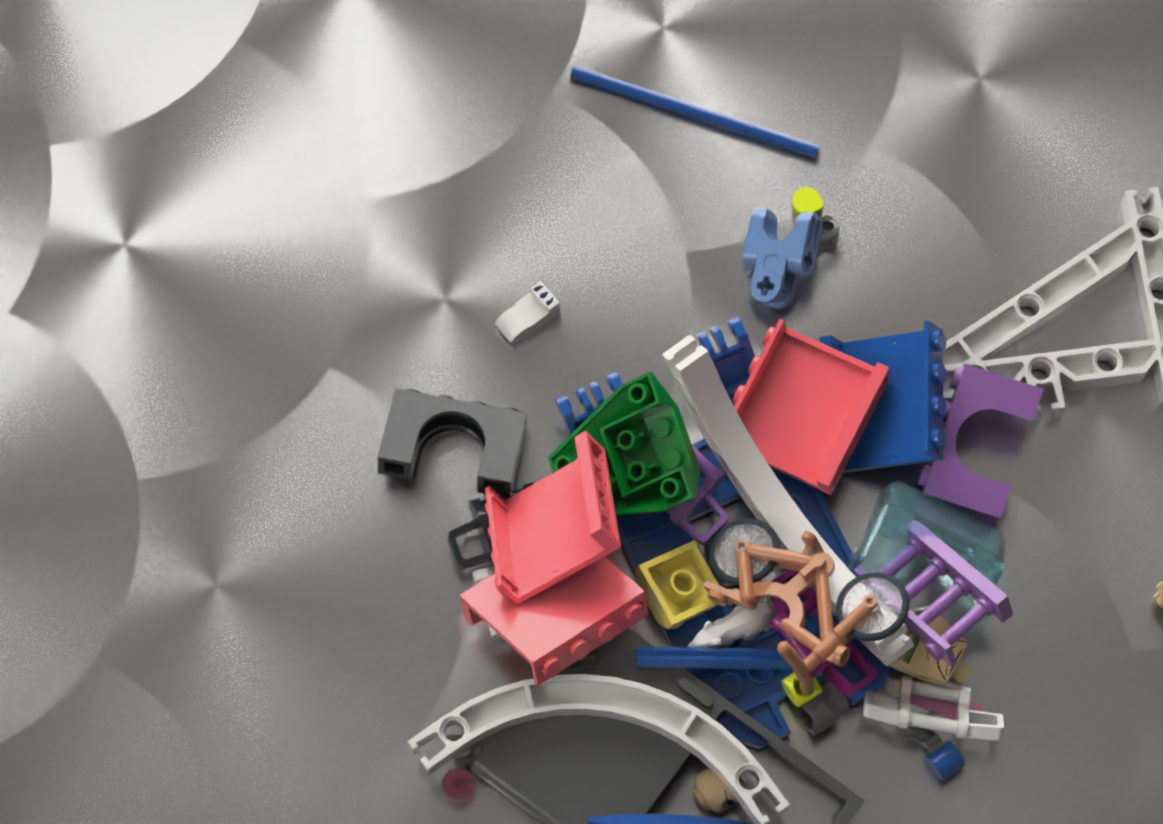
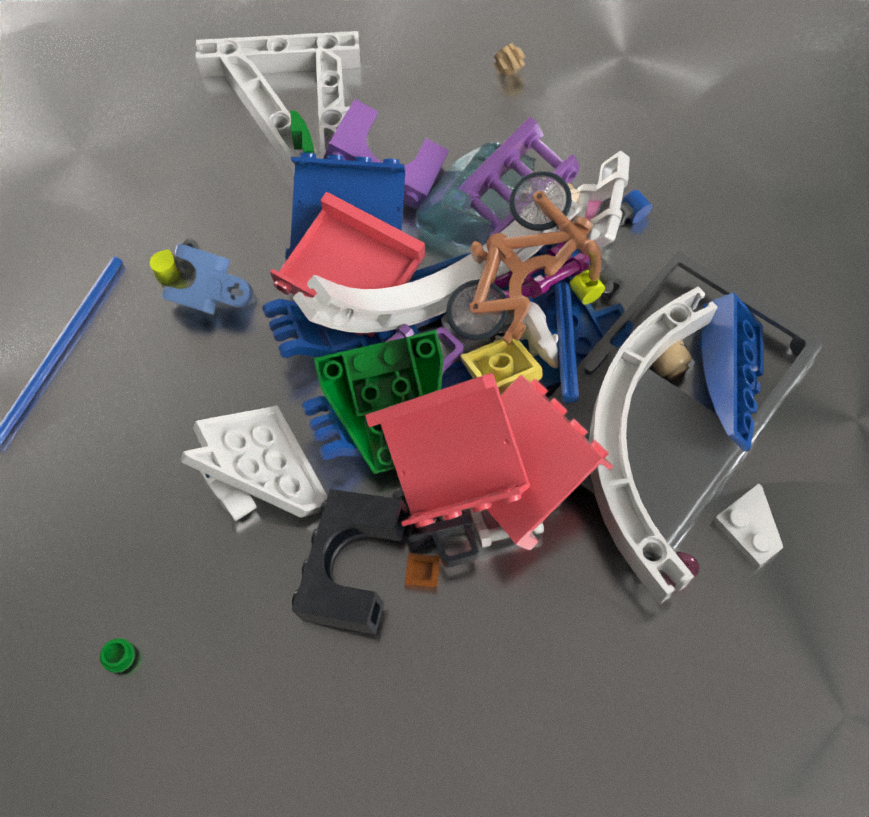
camera: 90 degrees left, 10 degrees down
(353, 234) = (117, 655): none -> green plate
(447, 516) = (422, 572): none -> dark orange tile
(559, 338) = (259, 457): none -> white wing
(995, 332) = (300, 133): none -> green slope

